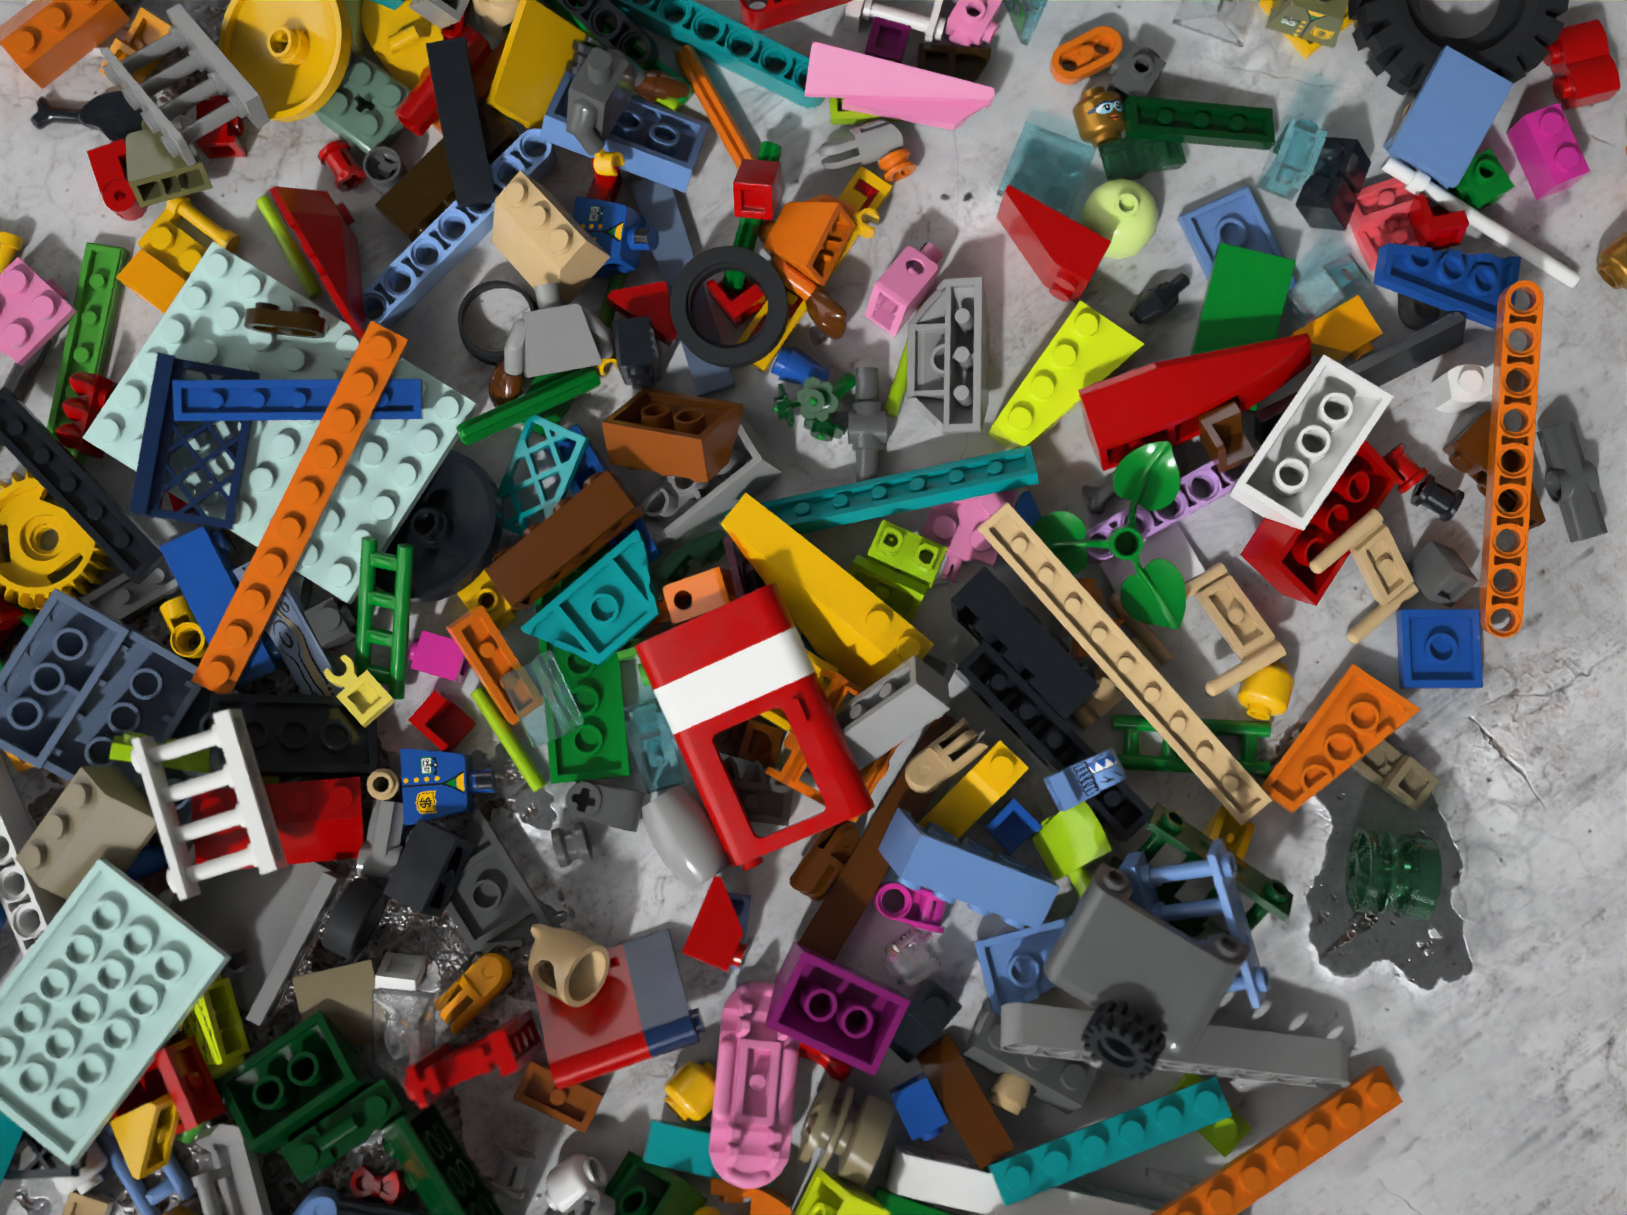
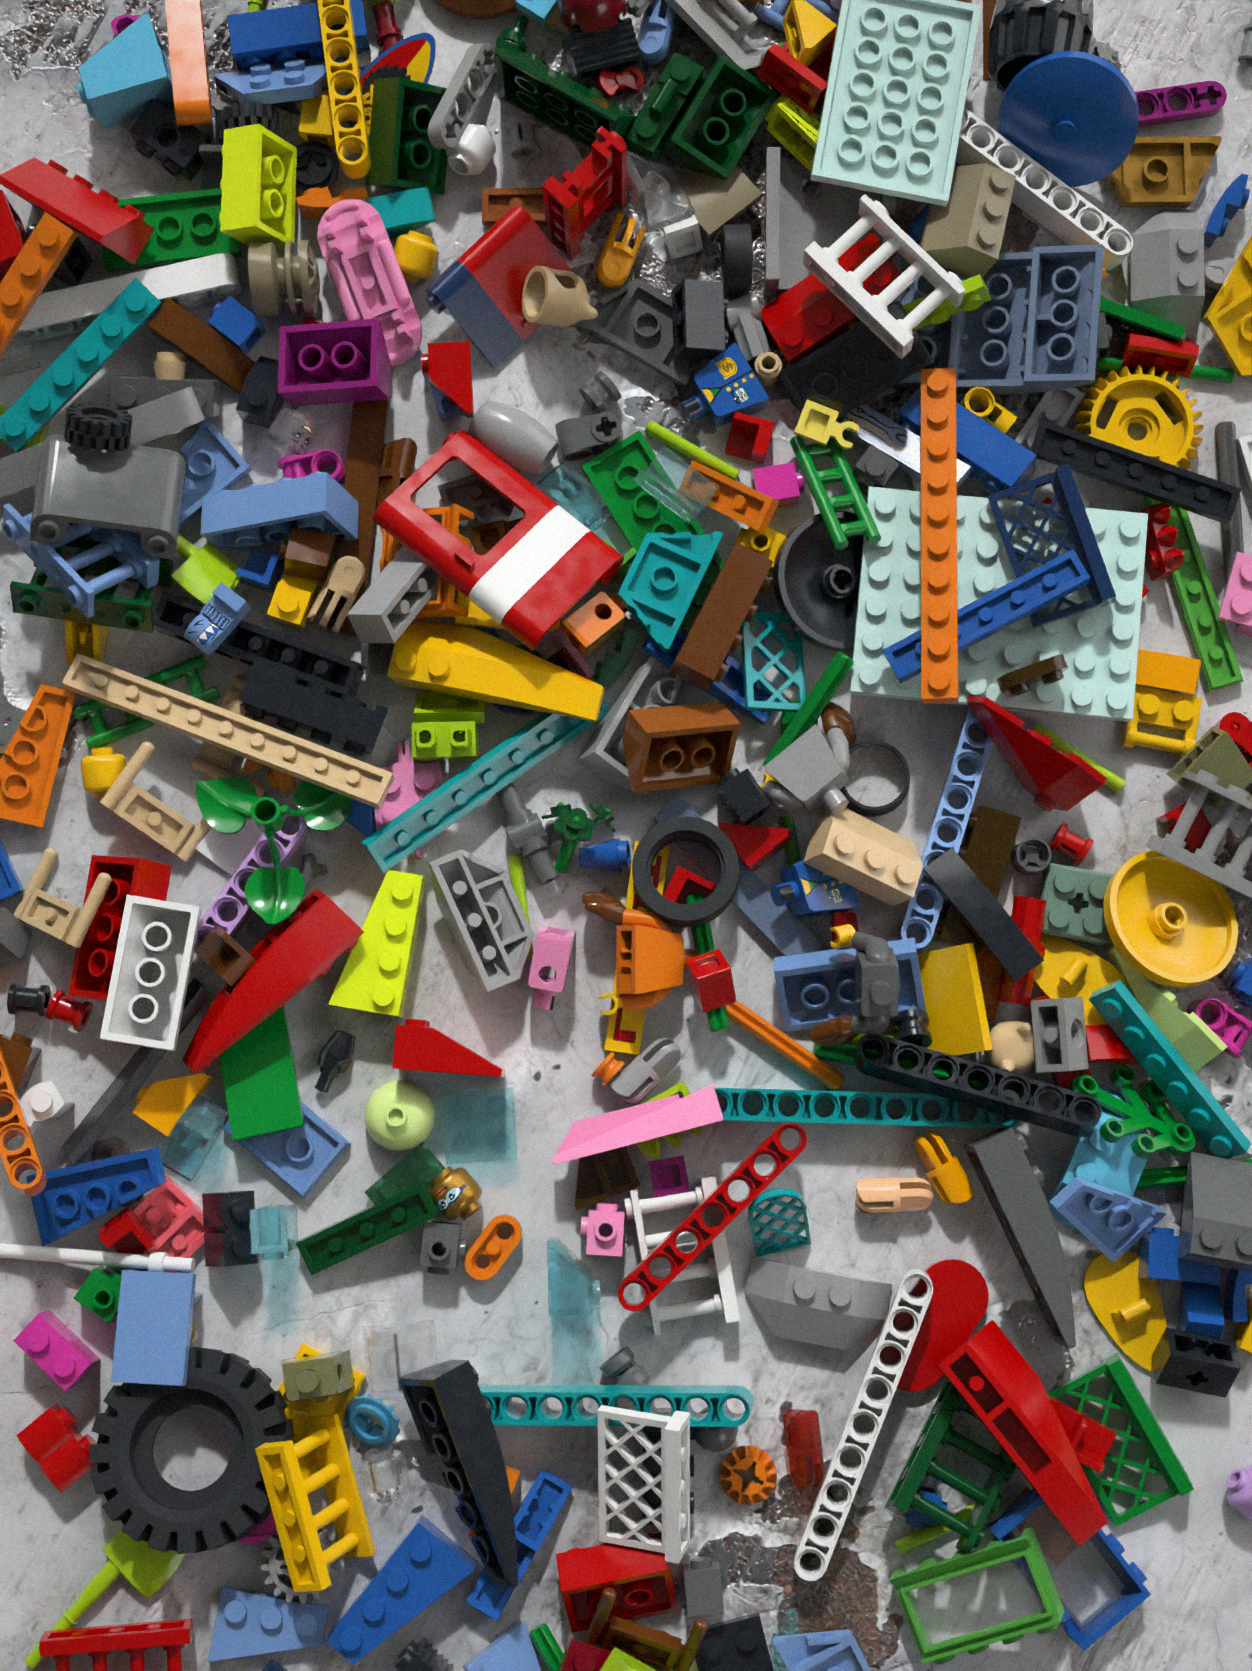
camera: 155 degrees right, 0 degrees up
(958, 811) = (307, 554): none -> reddish brown brick

